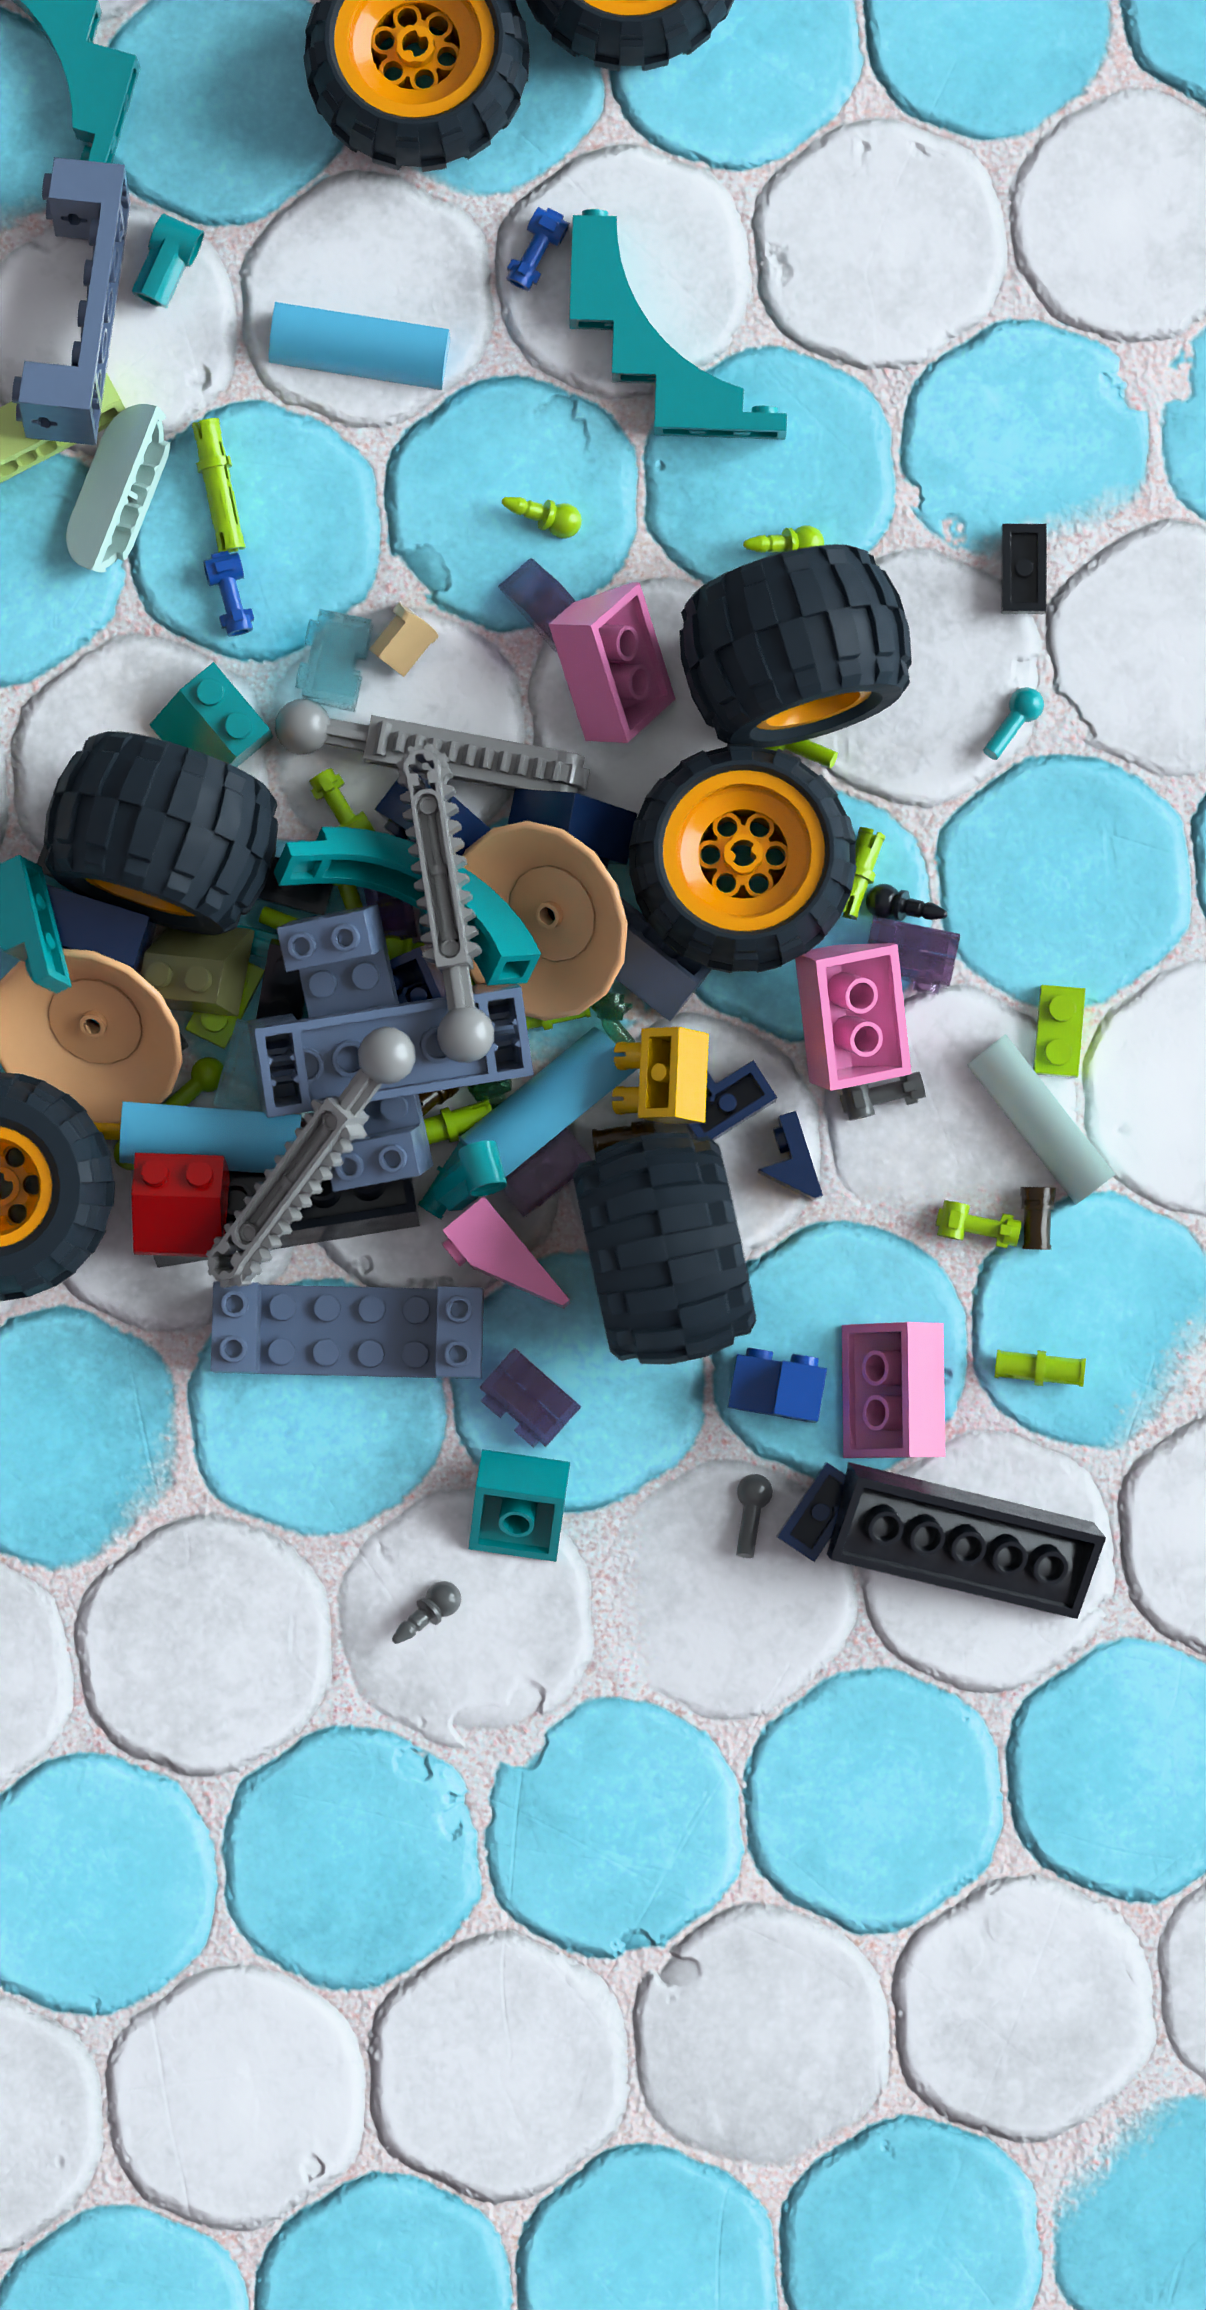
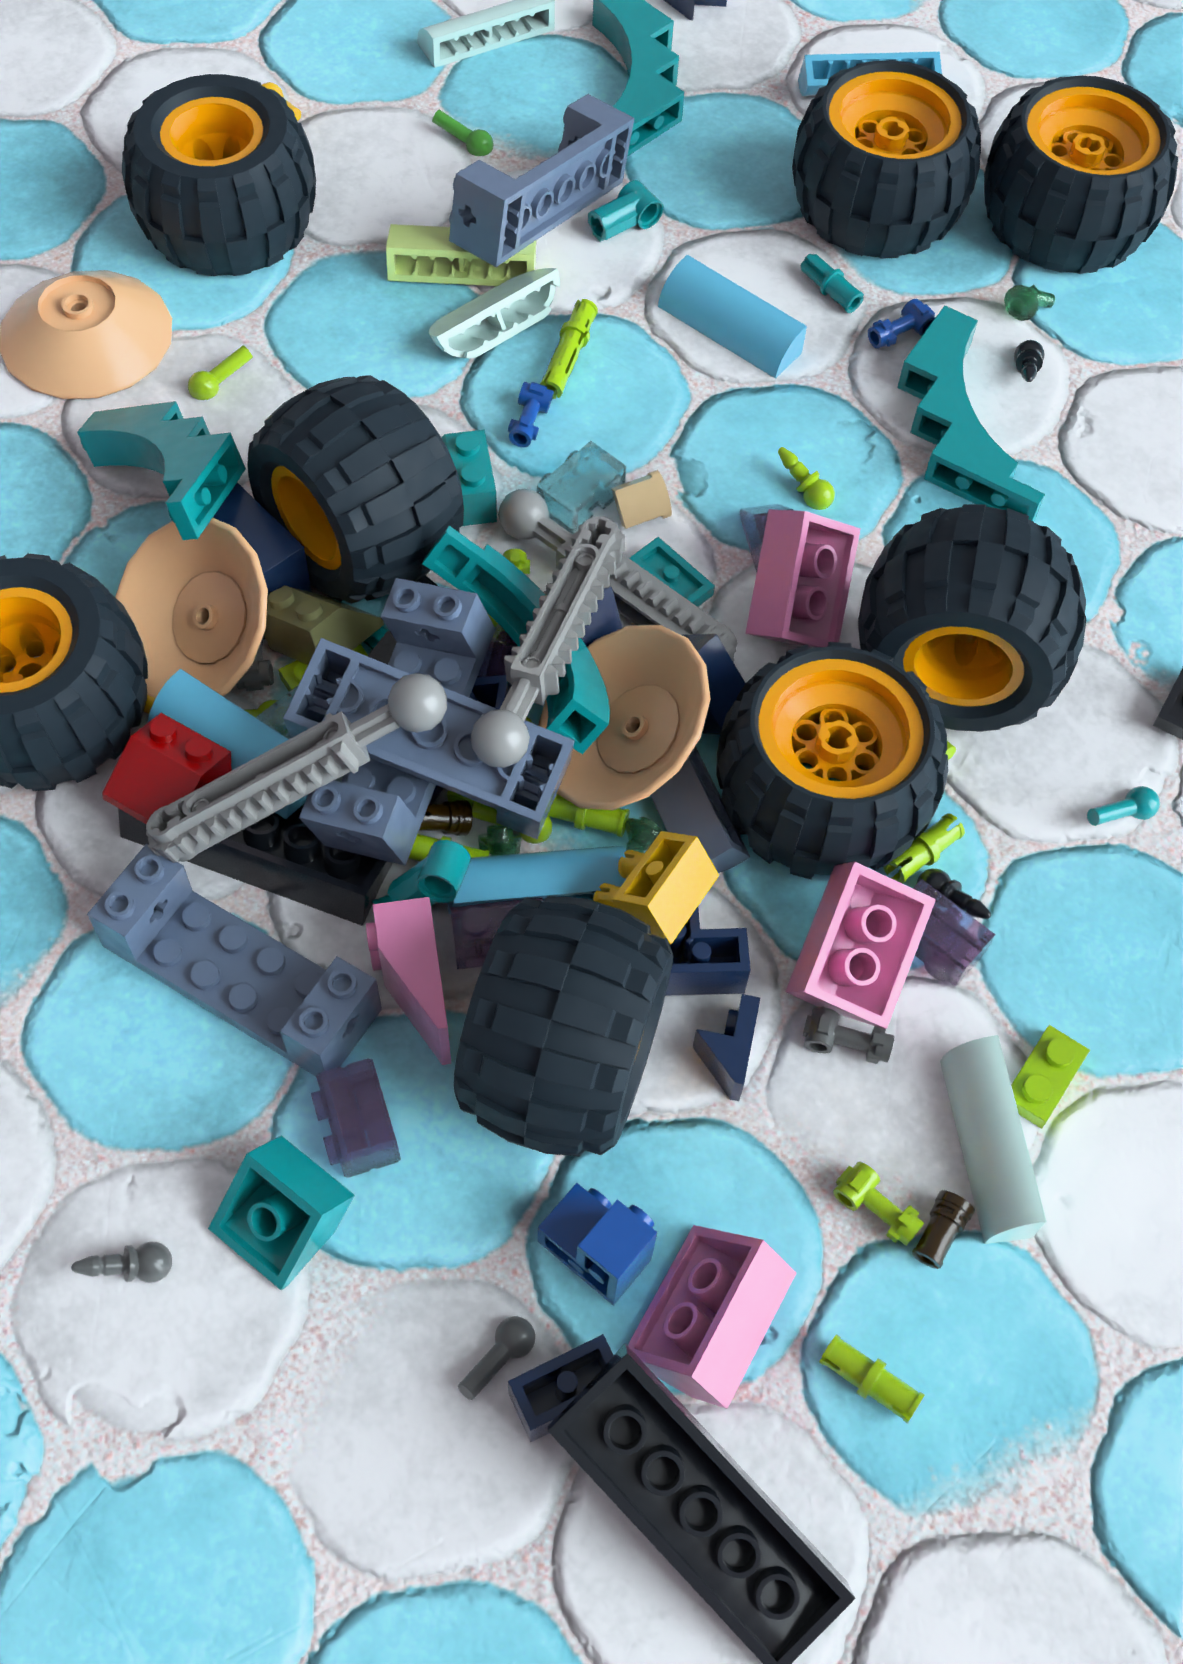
camera: 25 degrees right, 25 degrees down
(433, 229) = (832, 282): none -> teal axle
(479, 710) = (674, 571): none -> teal plate
(645, 142) = (1024, 301): none -> clear green plate
(684, 209) = (1029, 359): none -> black bar

